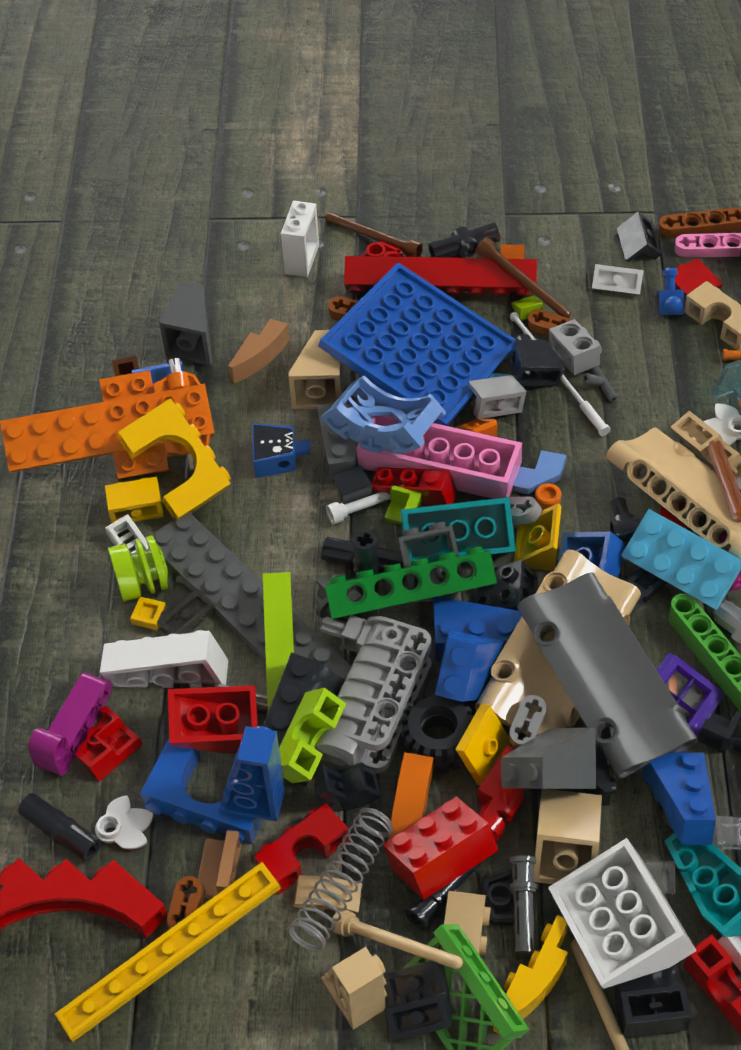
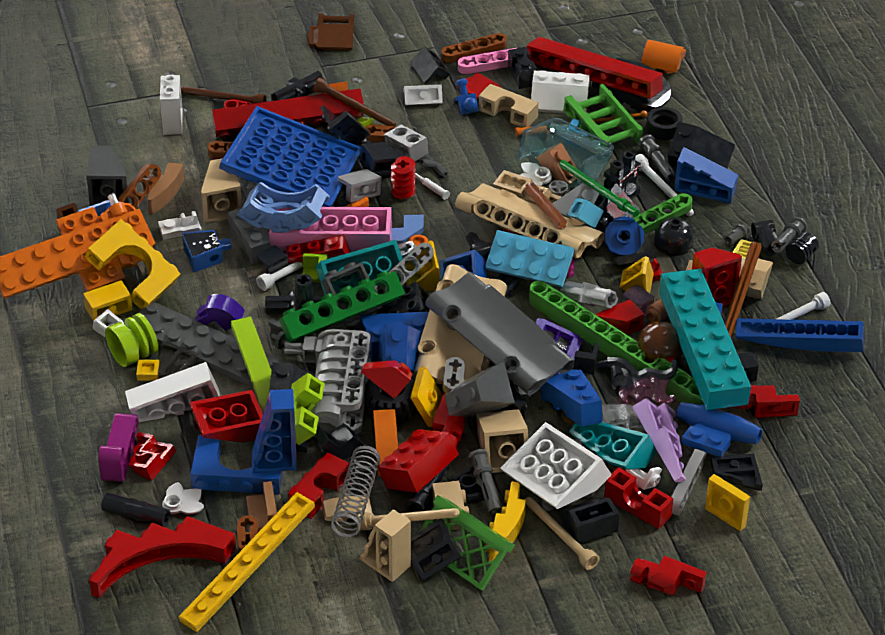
camera: 20 degrees left, 10 degrees down
(210, 351) = (148, 184): none -> dark orange beam
(259, 409) = (175, 227): none -> white plate
(264, 547) = (221, 310): none -> dark purple brick
(433, 709) = (388, 375): none -> red slope
(501, 309) = (345, 126): none -> black bracket
(504, 538) = (405, 274): none -> light grey beam
(532, 174) = (332, 35): none -> reddish brown piece
(553, 398) = (403, 178): none -> red piece

